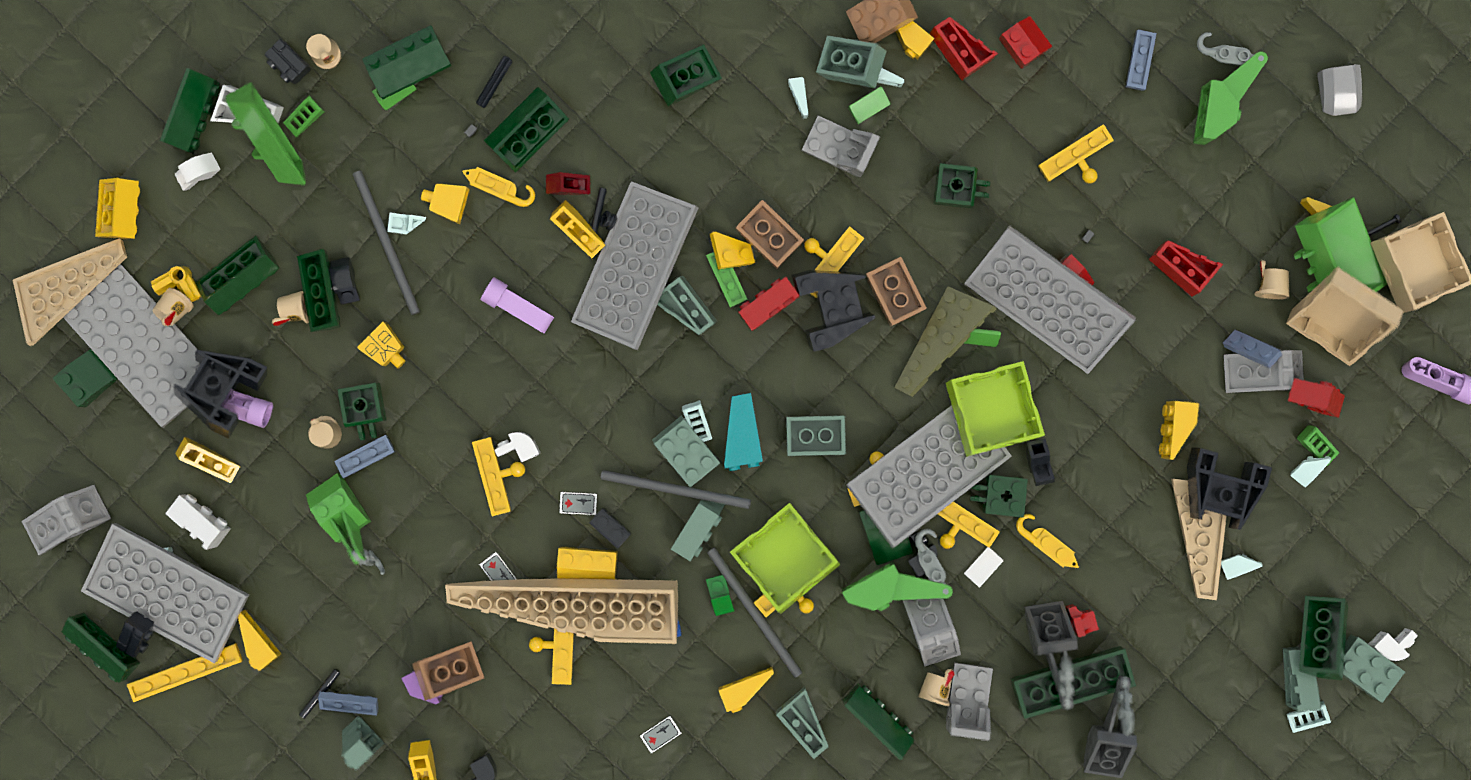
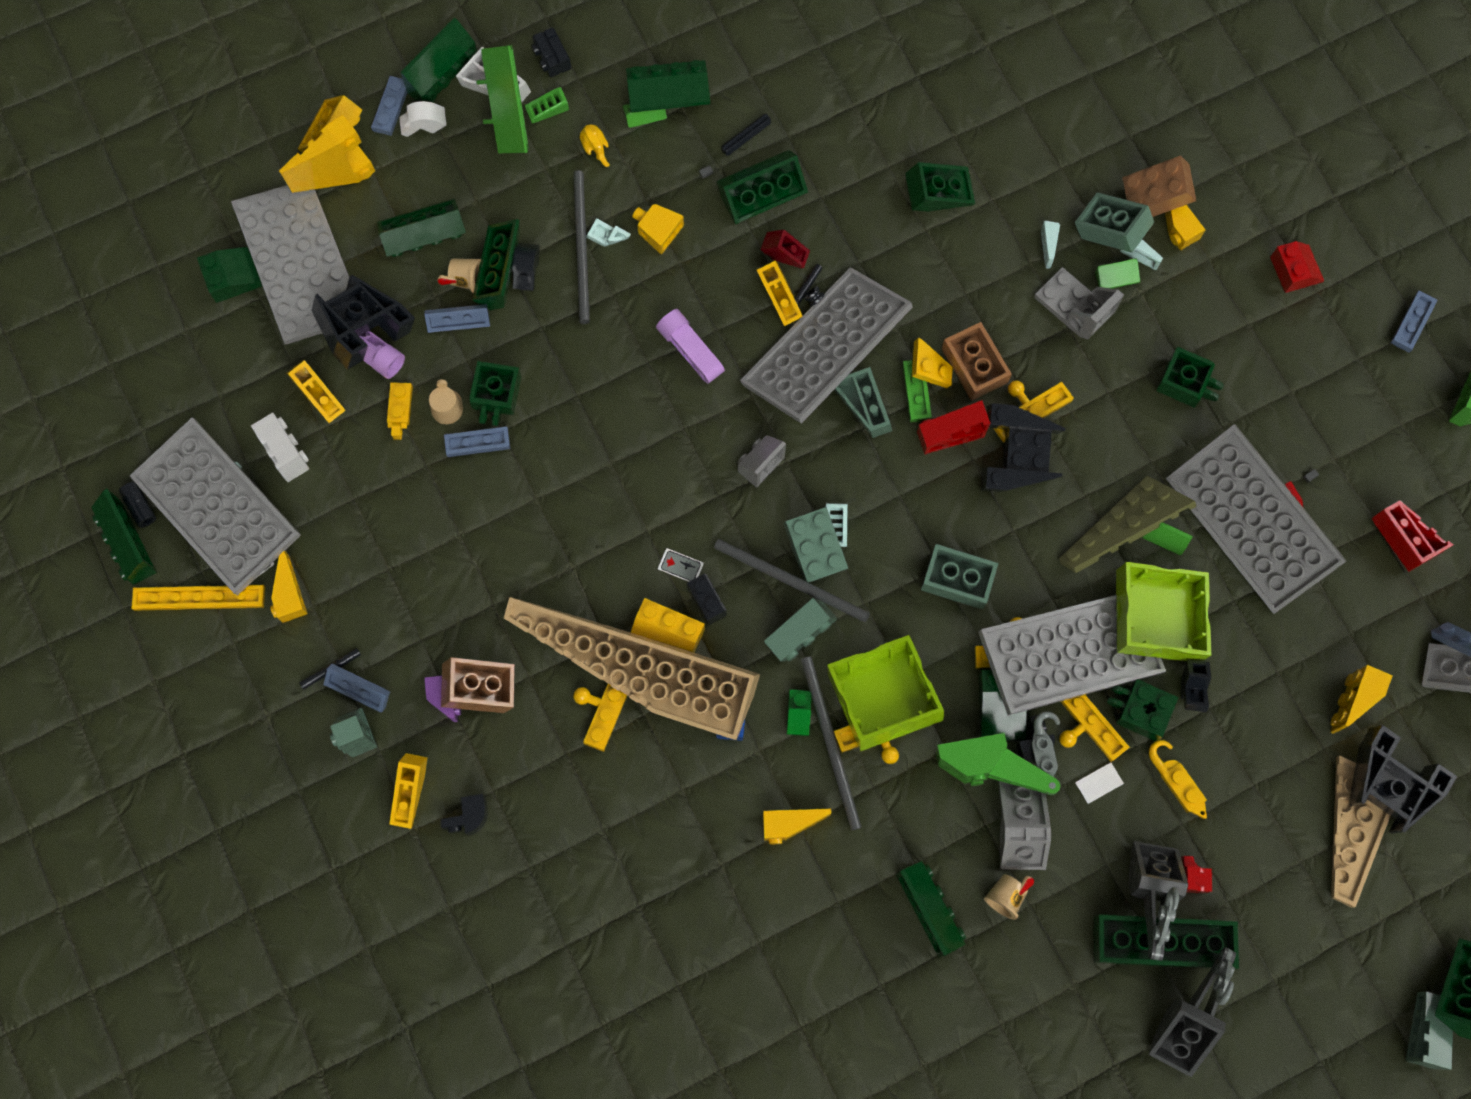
camera: 20 degrees right, 15 degrees down
(56, 289) = (233, 181): tan wing -> none
(65, 518) = (149, 395): light grey bracket -> none
(98, 613) = (137, 504): none -> black axle
(134, 246) = (329, 160): none -> yellow wedge
(135, 634) = (165, 536): black brick -> none
(161, 166) = (390, 106): none -> sand blue plate
(170, 280) = (353, 210): yellow piece -> none
(172, 307) = (345, 231): tan hat -> none
(285, 449) = (399, 408): none -> yellow hinge
(303, 350) = (457, 318): none -> sand blue plate
(323, 51) = (590, 53): tan hat -> none
(342, 517) = (430, 492): bright green slope -> none
(358, 137) = (593, 139): none -> yellow piece
(383, 346) = (539, 340): yellow torso -> none
(493, 477) = (602, 505): yellow plate -> none
(496, 568) = (568, 602): sticker -> none
(497, 186) = (713, 229): yellow plate -> none
(522, 442) = (644, 481): white brick -> none
(614, 389) = (762, 459): none -> light grey slope
(660, 734) = (680, 843): sticker -> none
(742, 436) = (880, 554): teal slope -> none
(803, 723) = (845, 881): sand green wedge -> none
(895, 291) = (1091, 460): medium nougat brick -> none
(960, 48) = (1230, 250): red wedge -> none
(968, 701) = (1040, 923): light grey bracket -> none
(1076, 154) = (1322, 389): yellow plate -> none
(1239, 565) = (1390, 878): light aqua slope -> none
(1311, 723) = (1449, 1080): light aqua slope -> none

